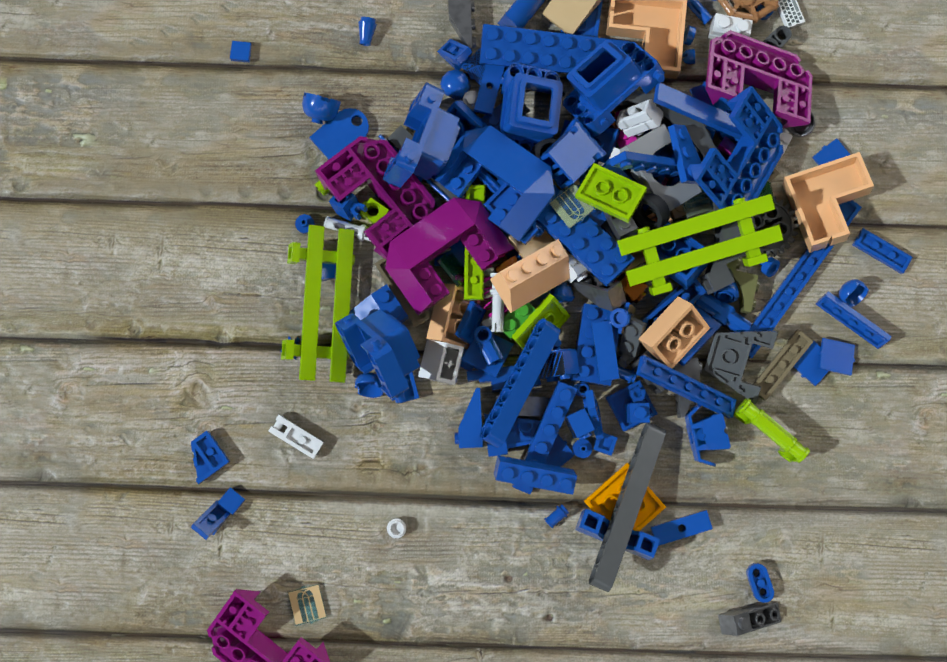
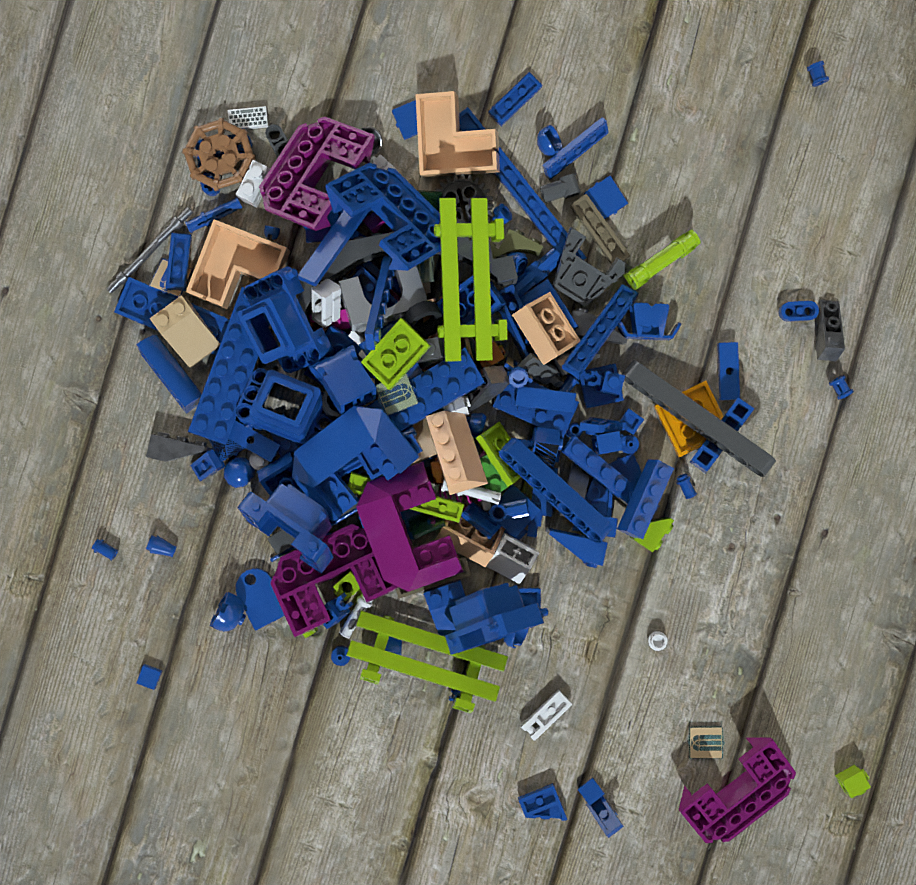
camera: 75 degrees left, 5 degrees up
(502, 493) = (655, 533): none -> lime slope
(684, 152) = (372, 268): blue wing -> none
(689, 35) = (250, 226): blue tile -> none
(697, 646) = (841, 387): none -> blue bush
(812, 319) = (565, 187): none -> dark grey piece
(836, 356) = (606, 175): blue piece -> none

